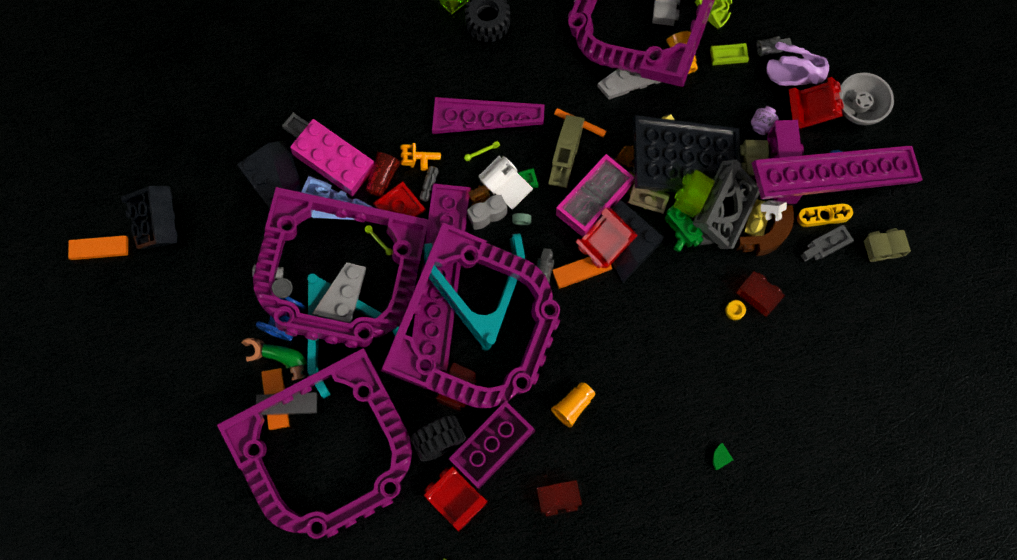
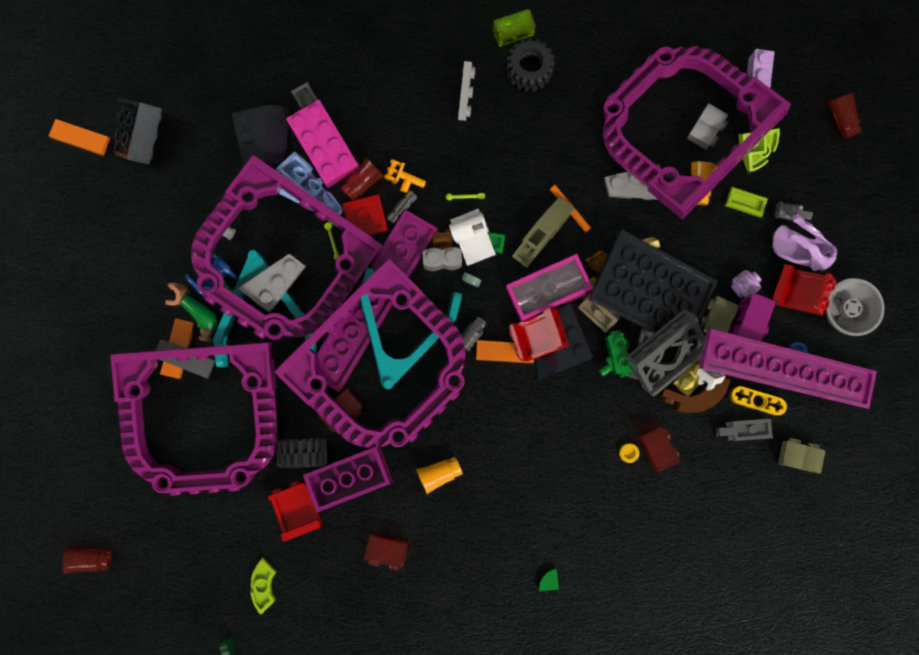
camera: 25 degrees right, 10 degrees up
(282, 288) = (216, 256): dark grey piece -> none
(446, 76) = (466, 91): none -> light grey wing
(471, 115) = (476, 159): magenta wing -> none
(694, 193) = (640, 329): clear neon green brick -> none

